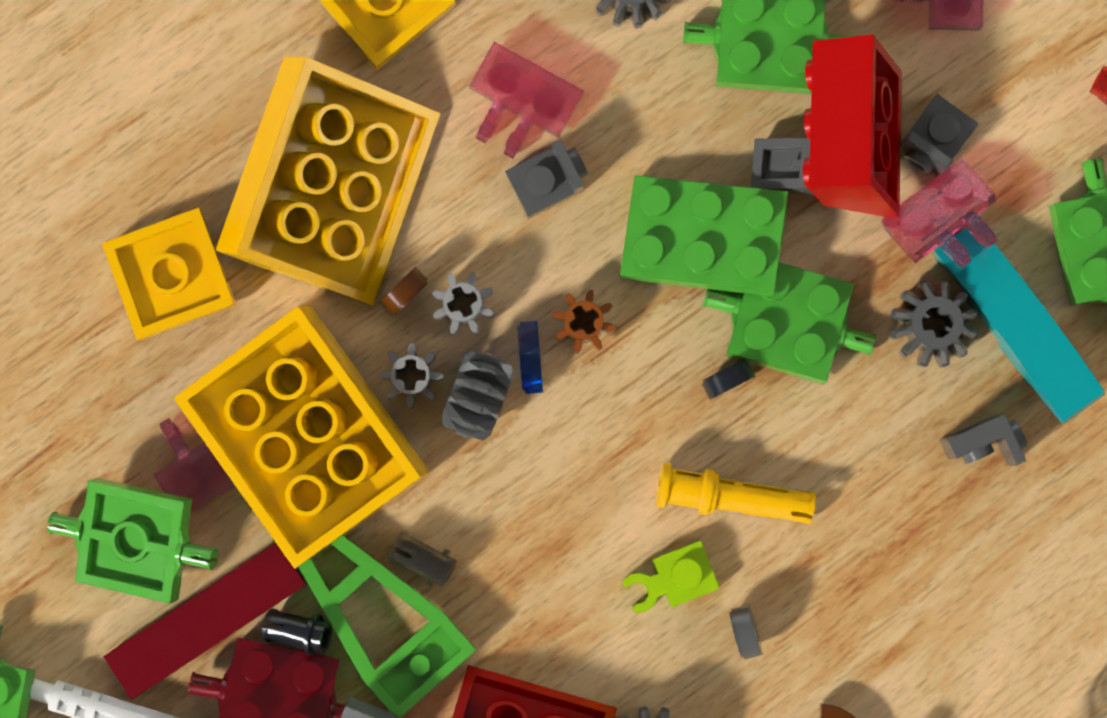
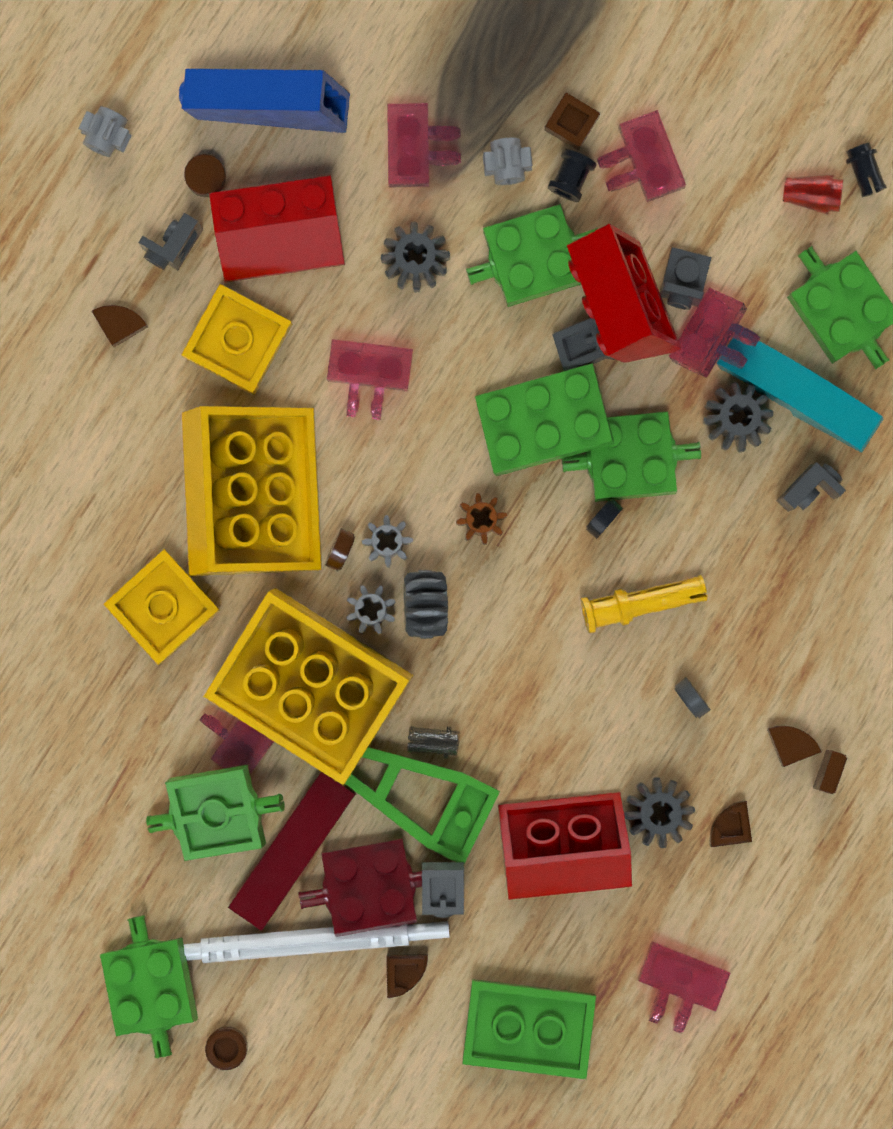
camera: 20 degrees left, 0 degrees up
(298, 631) = (365, 830): black pin -> none
(530, 357) = (452, 560): clear blue tile -> none
(547, 178) = (412, 424): dark grey bracket -> none
(679, 575) = (627, 677): lime plate -> none

